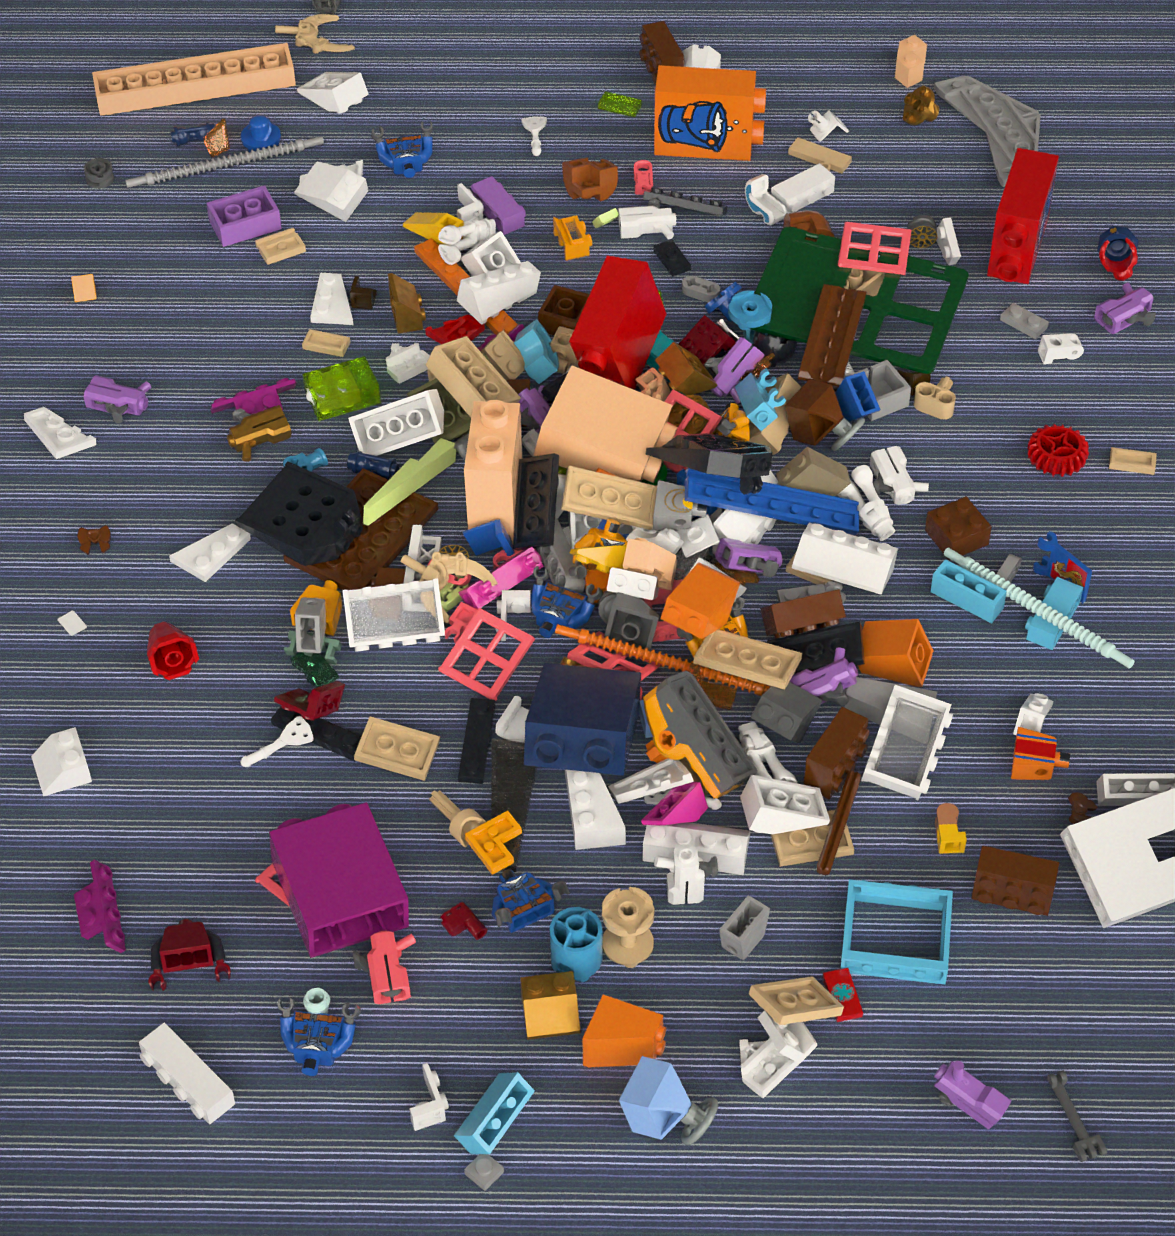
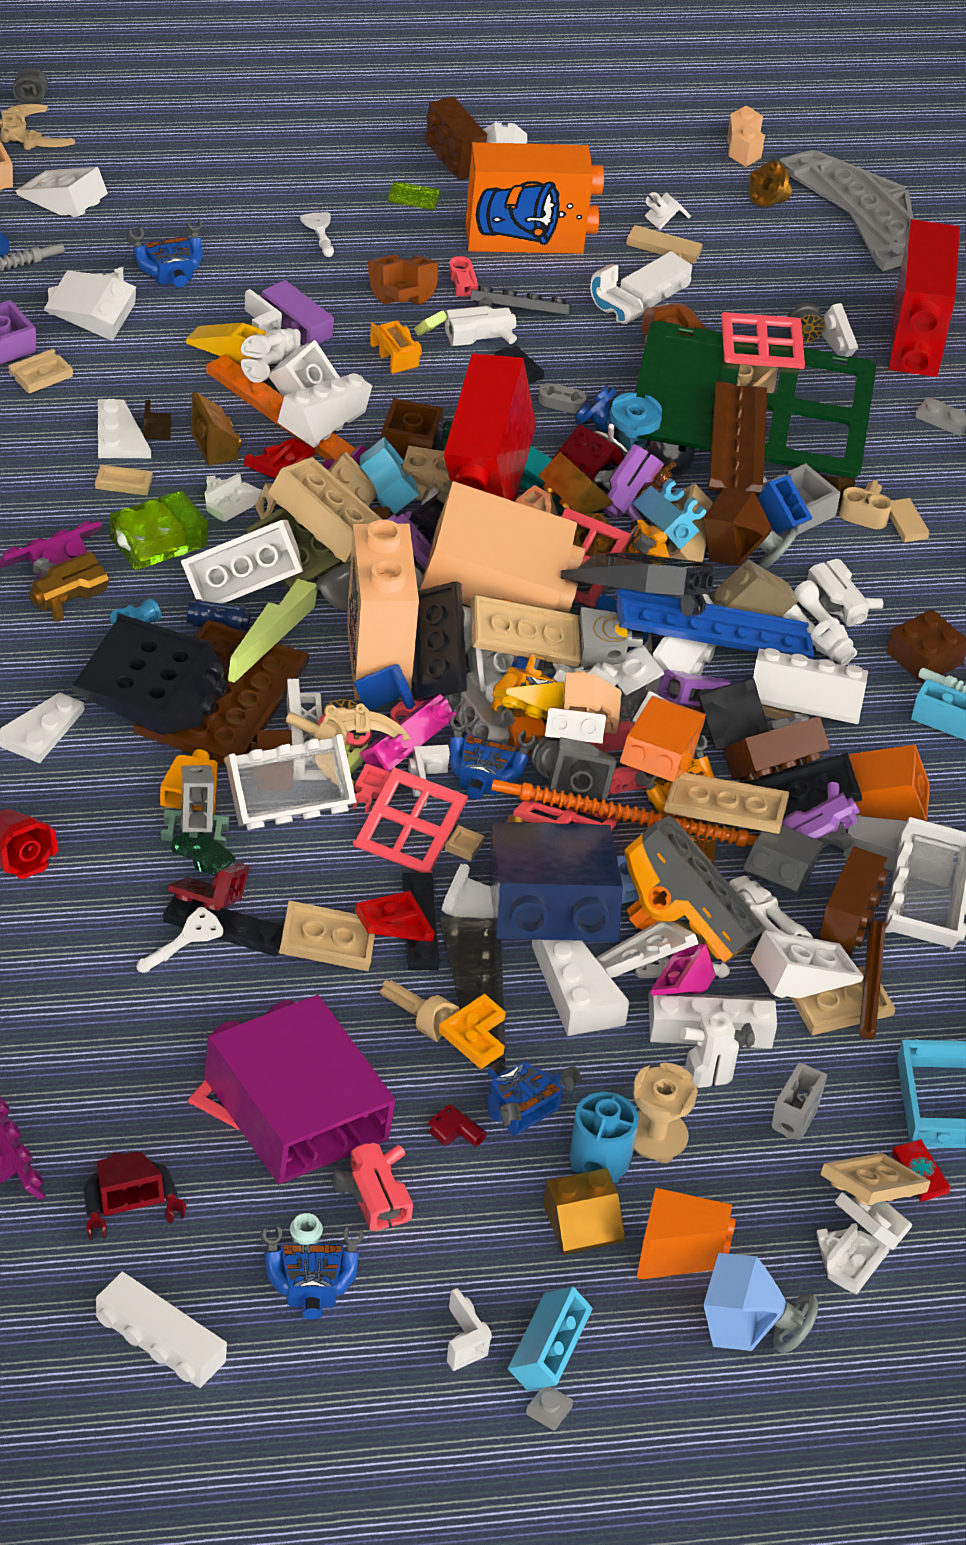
camera: 15 degrees left, 5 degrees down
(452, 737) = (395, 917): none -> red wing
(527, 675) = (464, 843): none -> tan tile
(772, 579) = (733, 712): none -> black brick
(969, 413) = (908, 521): none -> tan tile

